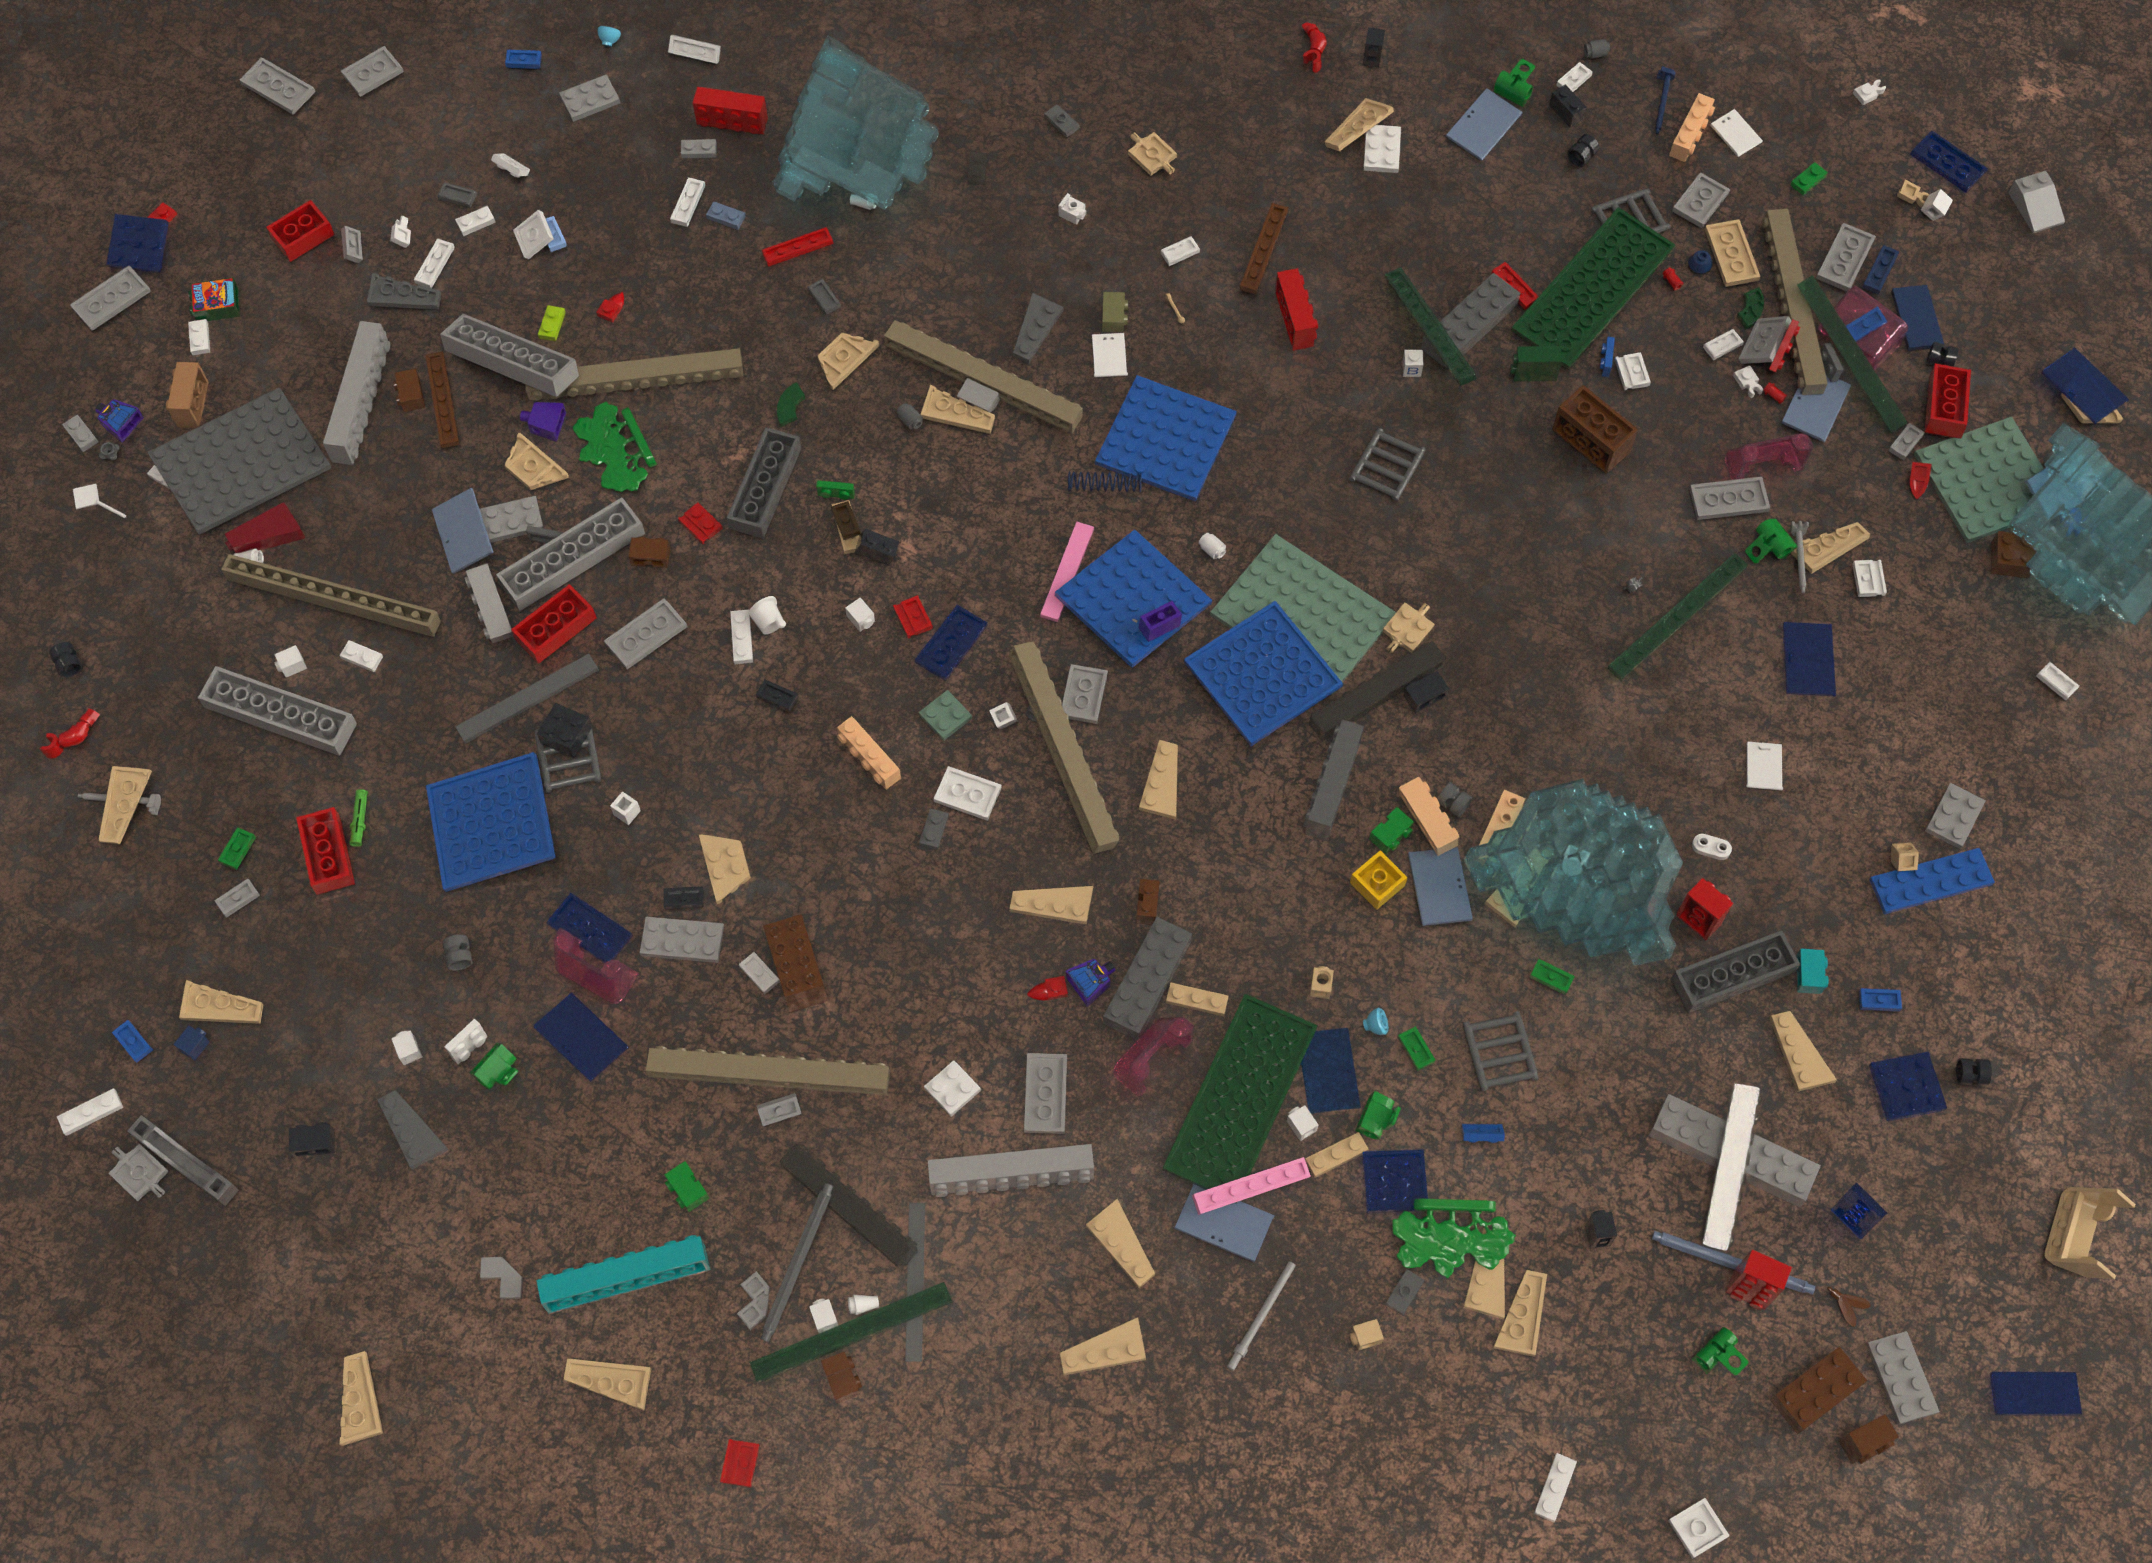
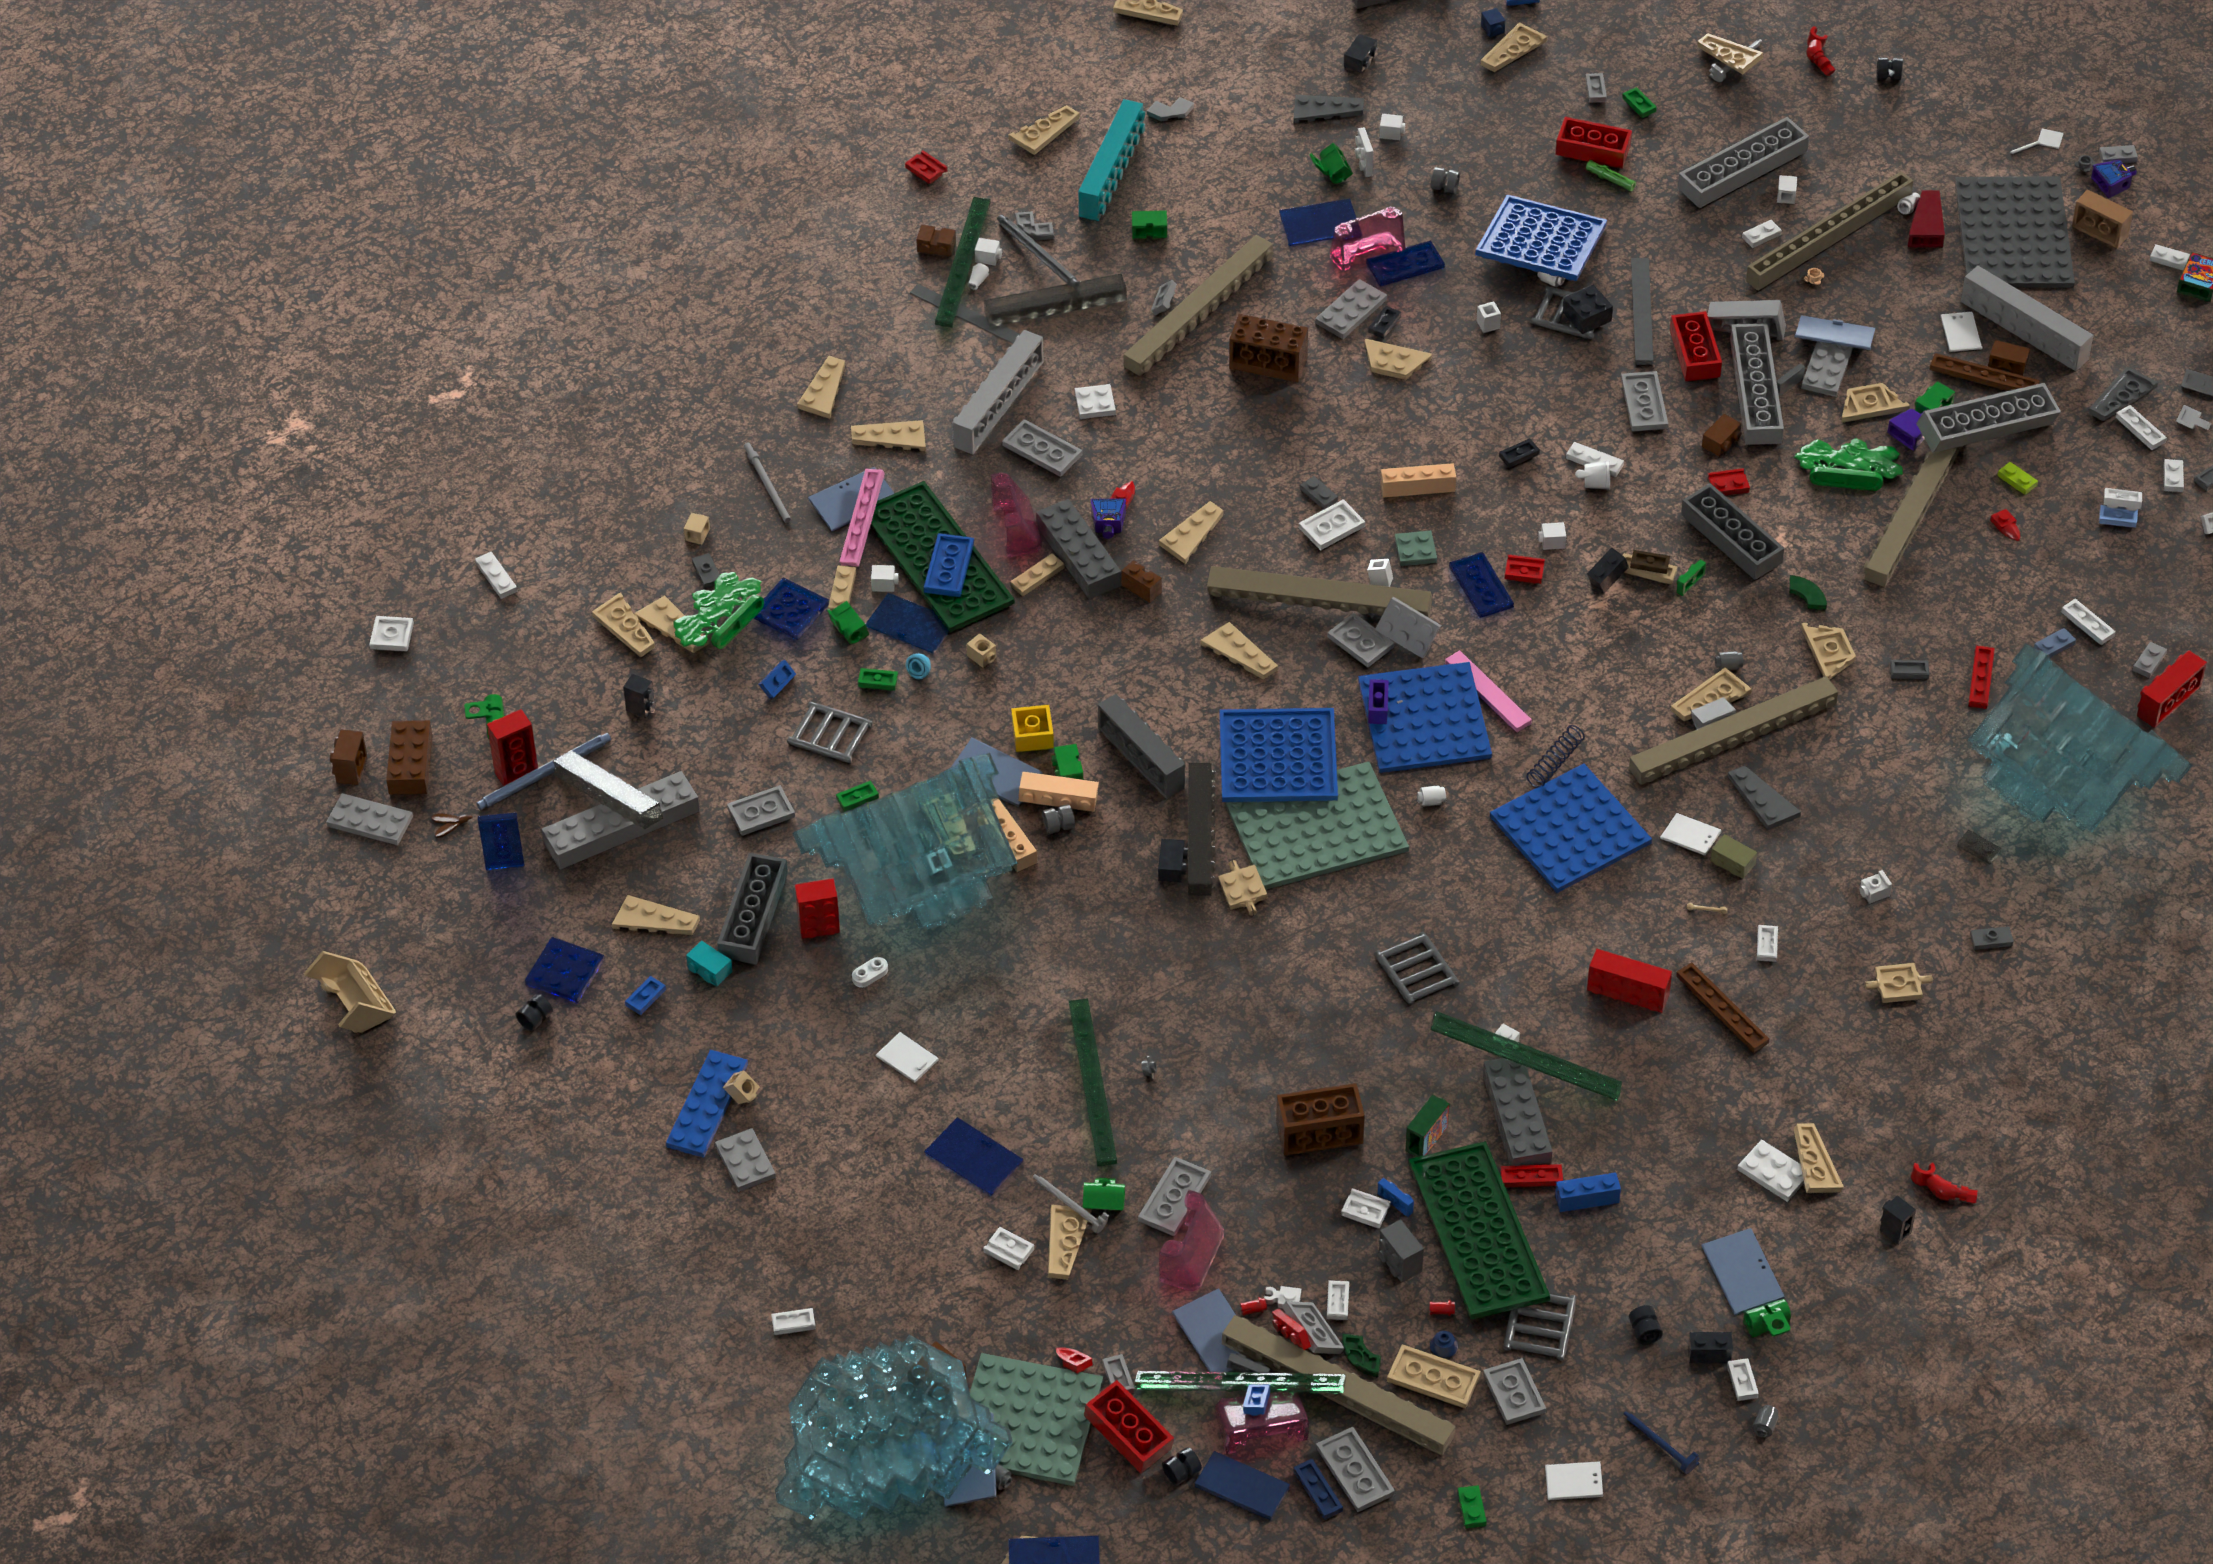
camera: 125 degrees right, 15 degrees down
(392, 581) = (1814, 276): none -> light nougat plate
(395, 443) = (1961, 331): none -> white container
(501, 418) = (1934, 397): none -> green brick
(1054, 654) = (1408, 627): none -> light grey plate
(1249, 1072) = (948, 565): none -> blue tile
(1502, 241) = (1587, 1192): none -> blue brick
(1628, 1044) = (761, 810): none -> light grey plate
(1658, 320) = (1400, 1251): none -> dark grey brick
(1691, 129) = (1605, 1437): light nougat brick -> none
(2036, 1393) = (280, 891): clear blue tile -> none

